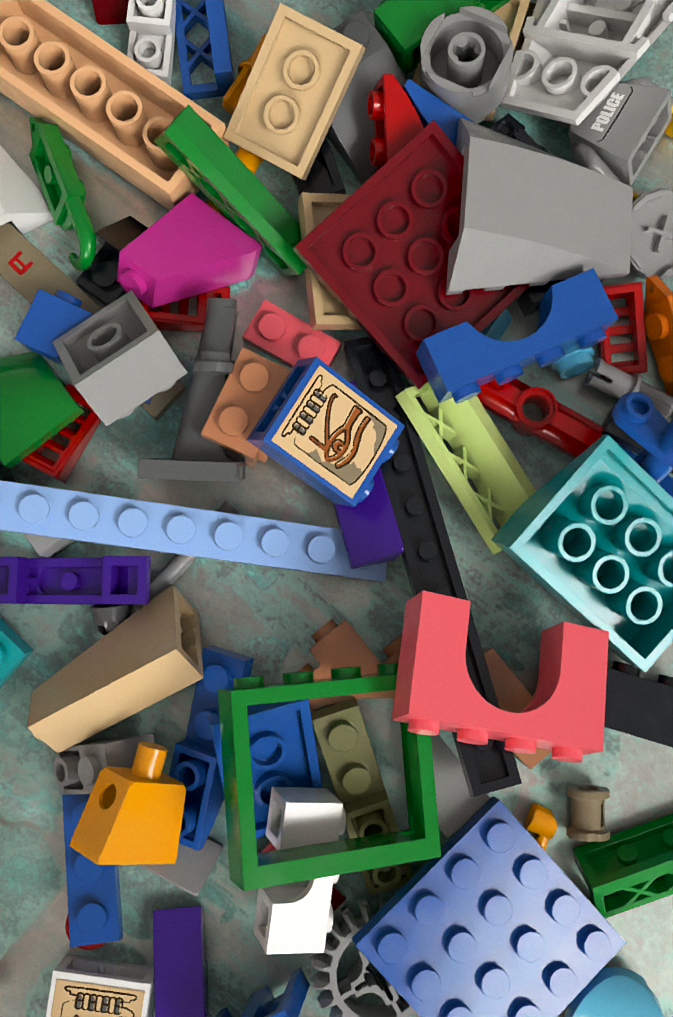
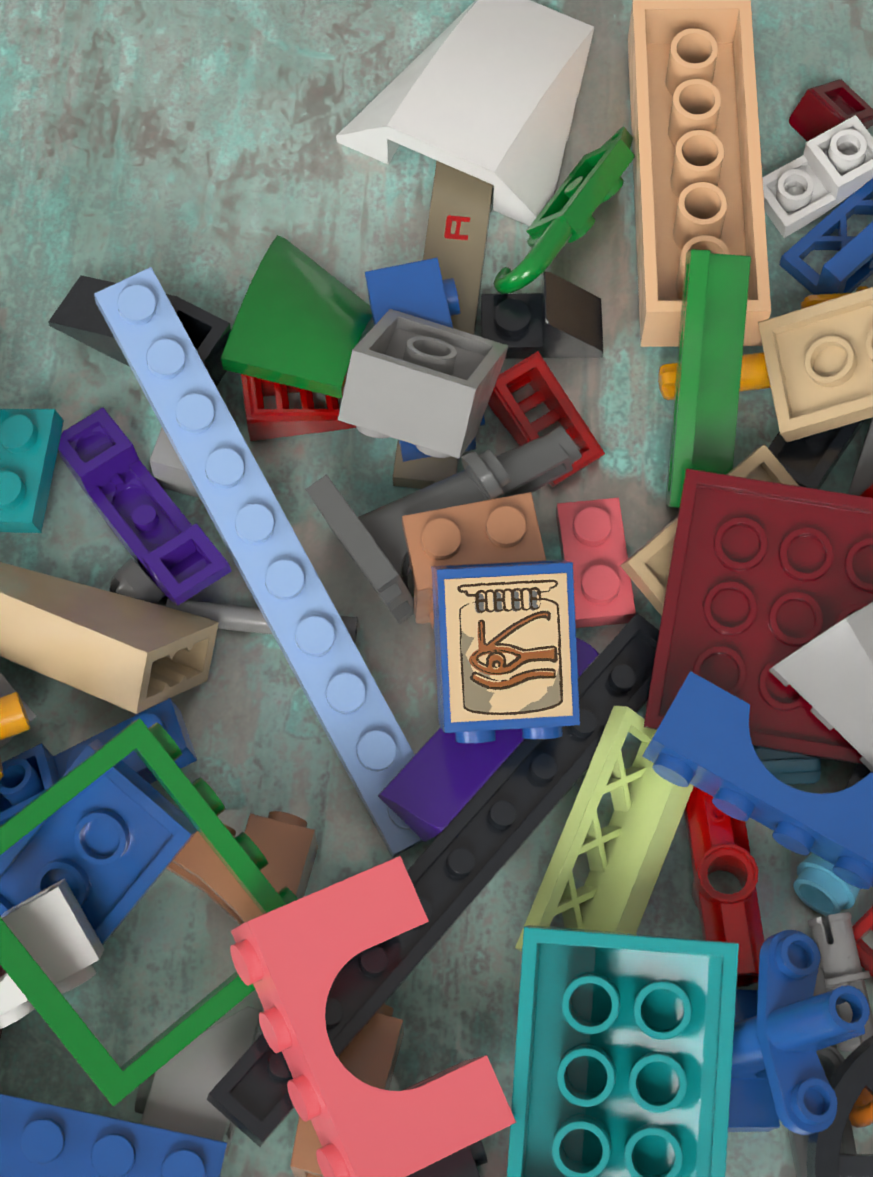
camera: 55 degrees right, 15 degrees down
(186, 255) = (597, 379): dark pink slope -> none
(358, 784) = (132, 987): olive slope -> none

